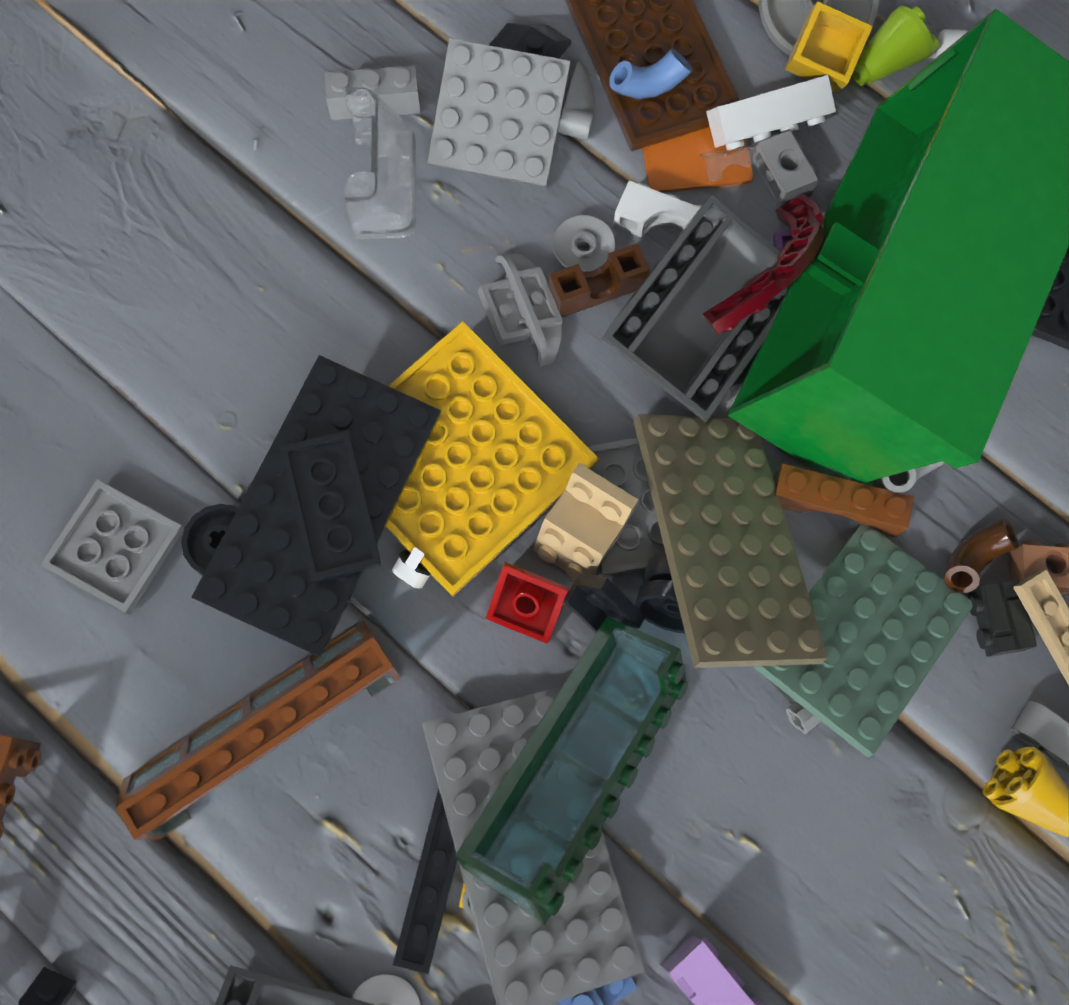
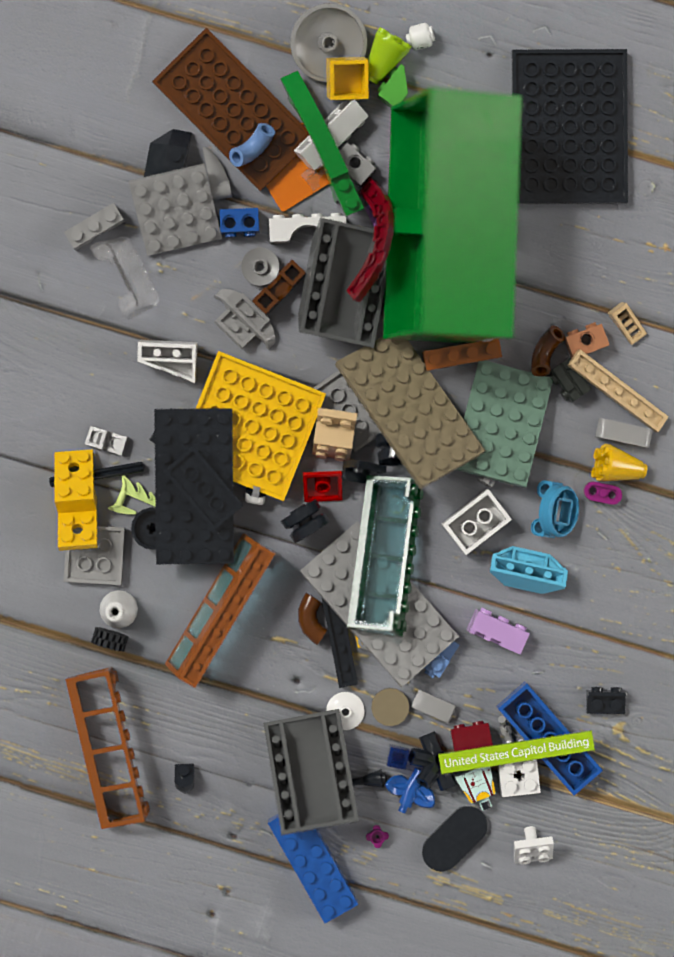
camera: 20 degrees left, 15 degrees up
(54, 691) = (109, 639): none -> black tyre
(99, 651) = (124, 603): none -> white cone
(127, 448) = (75, 499): none -> yellow bracket
(186, 429) = (113, 471): none -> black axle
(222, 473) = (128, 489): none -> yellowish green piece
(230, 388) = (107, 441): none -> slope
(388, 305) = (170, 356): none -> white wedge
(398, 816) = (308, 618): none -> reddish brown cylinder
(471, 643) = (305, 521): none -> black wheel
(586, 165) = (239, 216): none -> blue brick
(757, 179) = (332, 161): none -> green slope
(757, 779) = (476, 521): none -> white brick
(815, 911) = (528, 570): none -> medium azure wedge
(876, 92) = (395, 89): none -> bright green slope
(907, 825) = (551, 495): none -> dark azure piece
(990, 830) = (602, 492): none -> magenta plate

